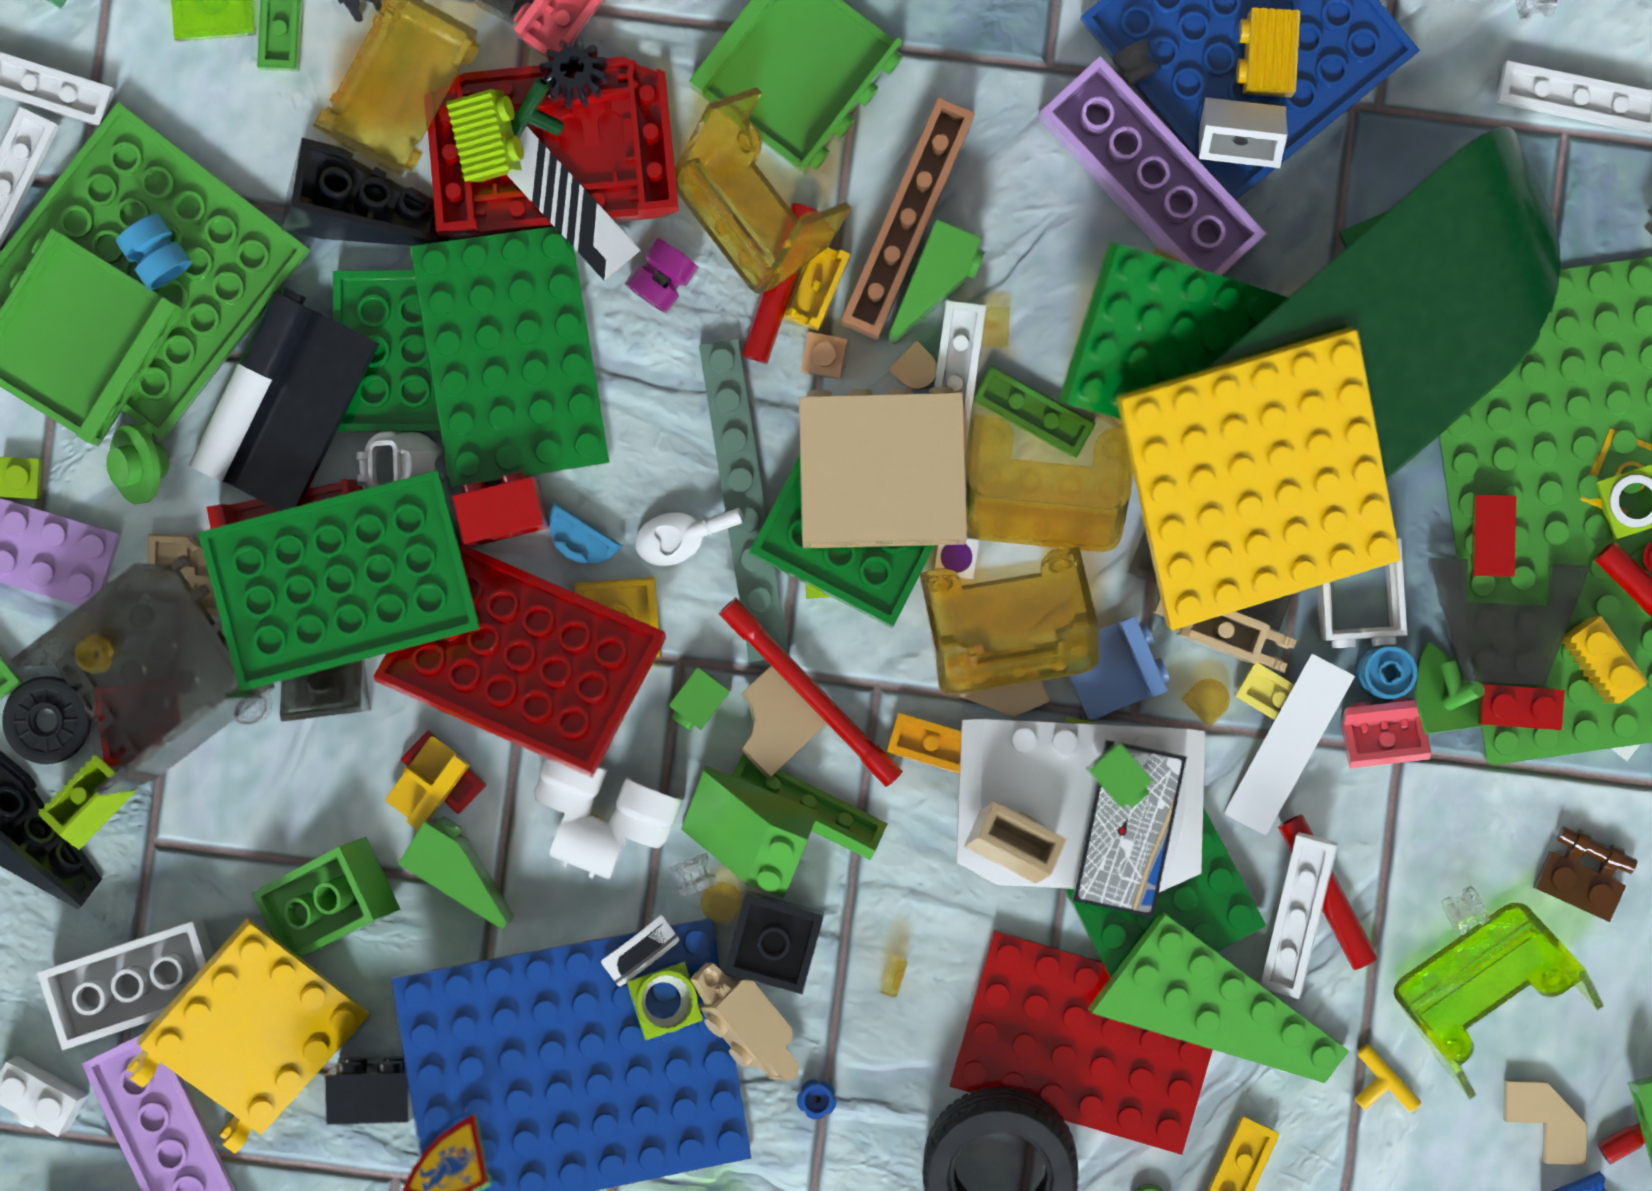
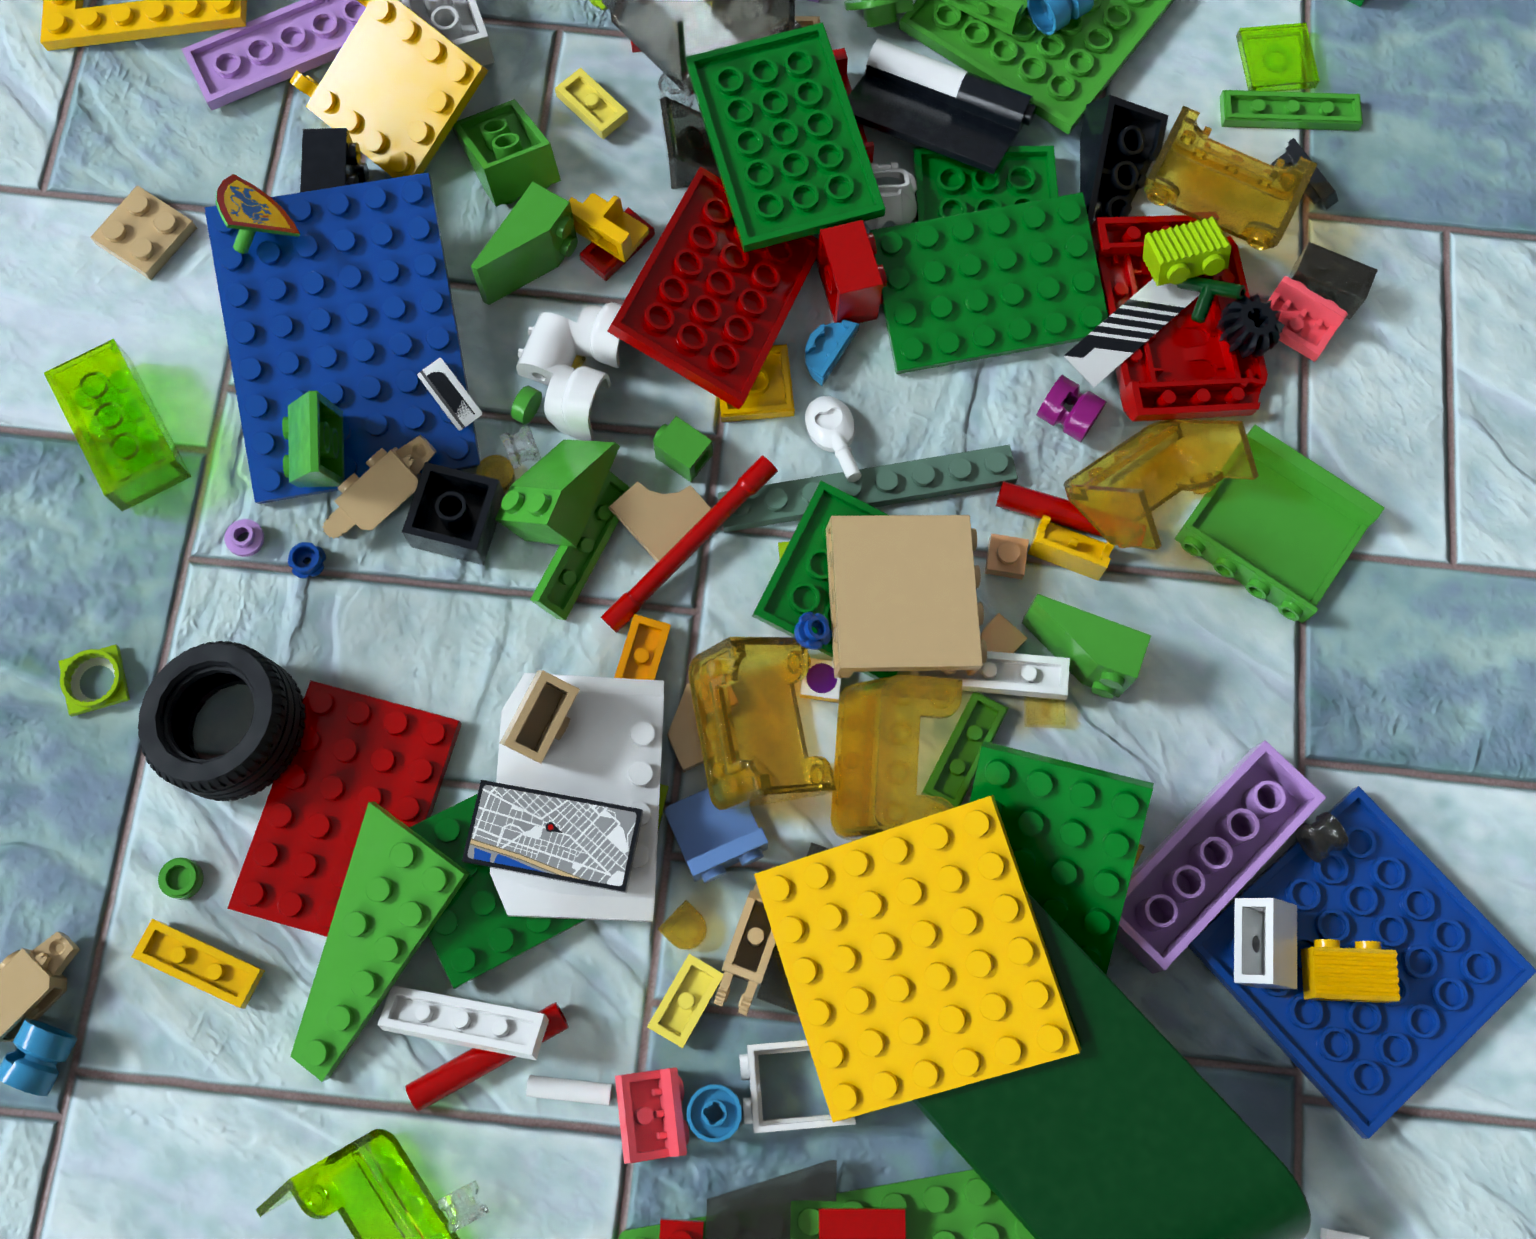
camera: 90 degrees right, 15 degrees down
(263, 802) = (591, 103): none -> light yellow plate
(644, 869) = (526, 404): none -> bright green tile
(689, 1009) = (380, 402): lime piece -> none
(708, 1091) = (314, 442): none -> bright green slope
(790, 1154) = (251, 544): none -> lavender plate
(893, 976) = (417, 625): clear yellow tile -> none
(907, 219) = (1173, 631): nougat brick -> none
(916, 574) = (805, 635): none -> blue plate
(1120, 776) = (603, 816): bright green brick -> none
(1289, 744) = (641, 1011): white sticker -> none
(1360, 812) = (569, 1090): none -> white piece
(1385, 1080) = (289, 1123): yellow piece -> none
(1441, 695) = (691, 1174): bright green shield -> none

